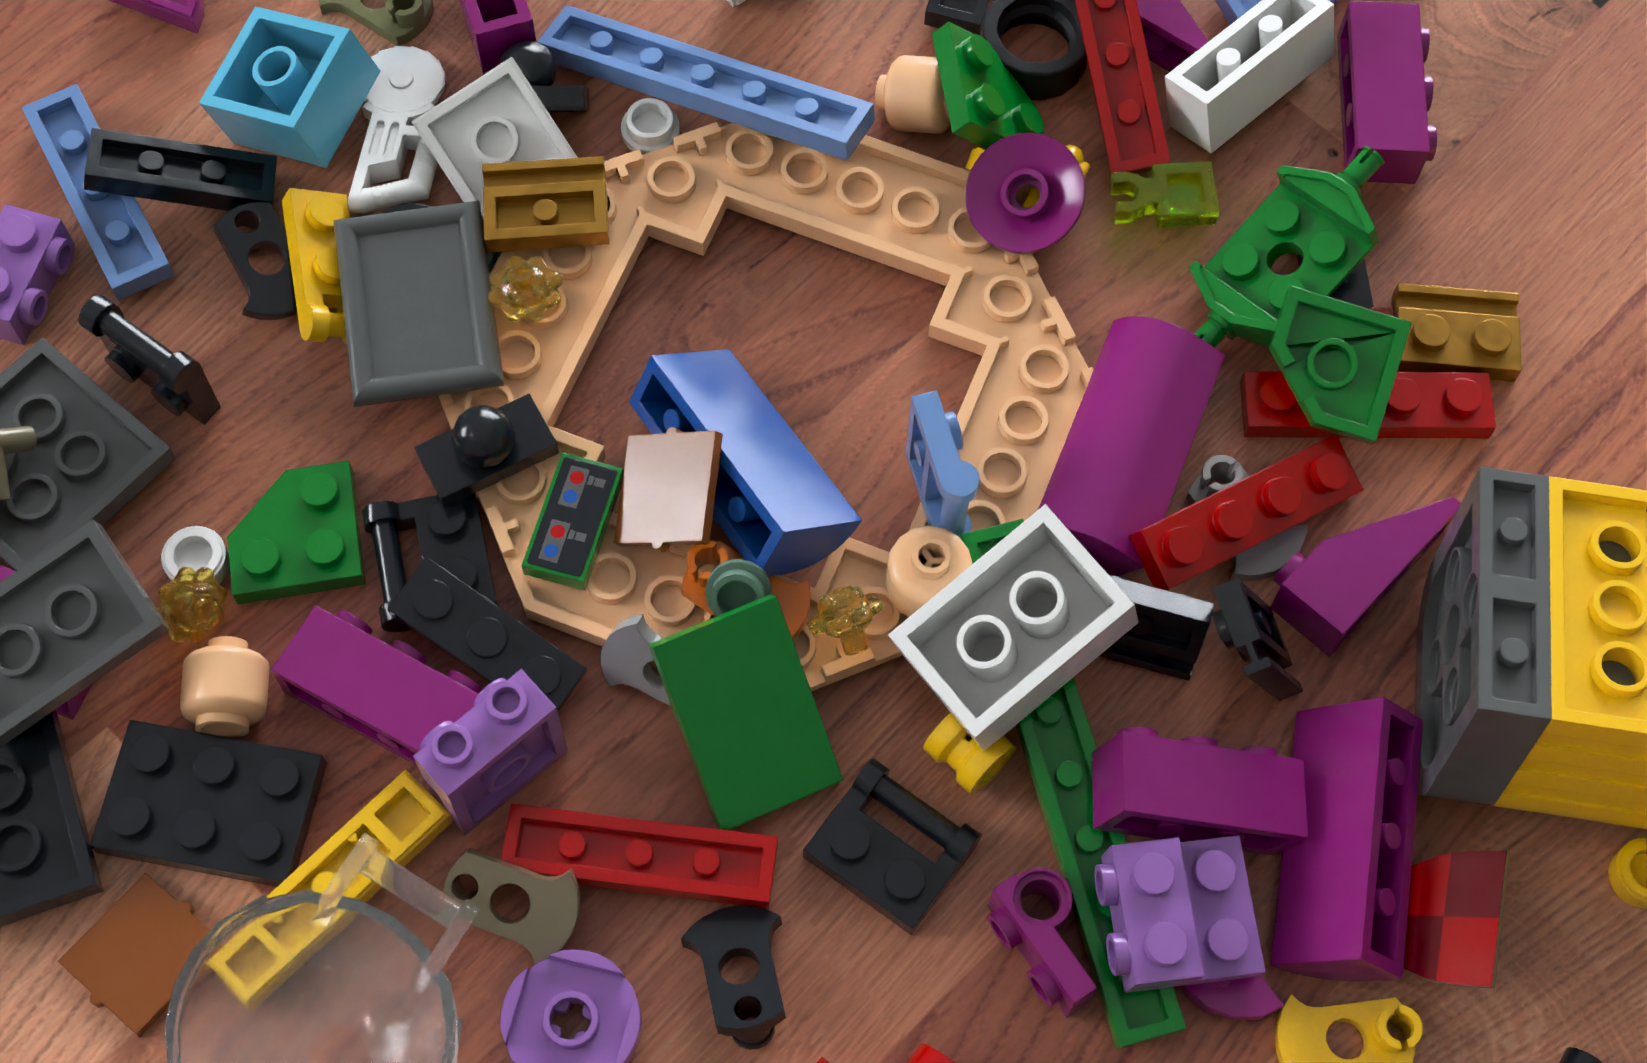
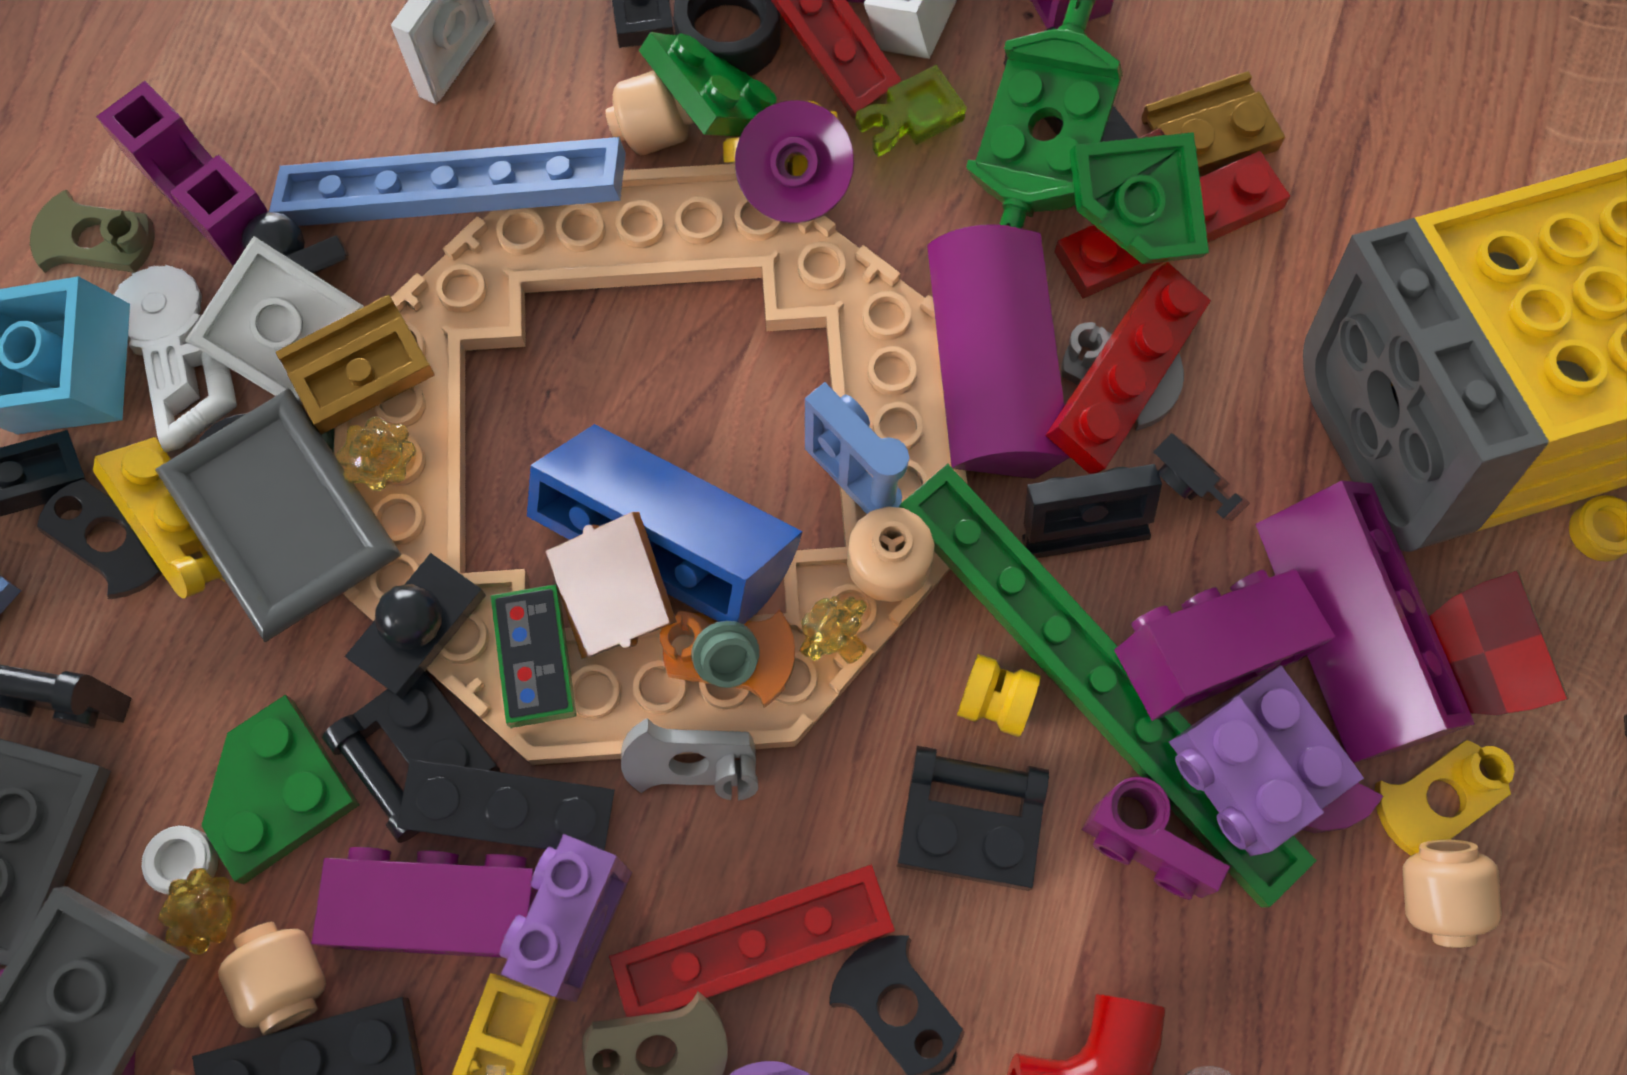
camera: 25 degrees left, 5 degrees up
(649, 125) = (415, 246): white plate -> none
(746, 712) = (786, 762): green tile -> none
(1015, 627) = (1003, 570): white brick -> none
(1354, 571) = (1242, 386): magenta slope -> none

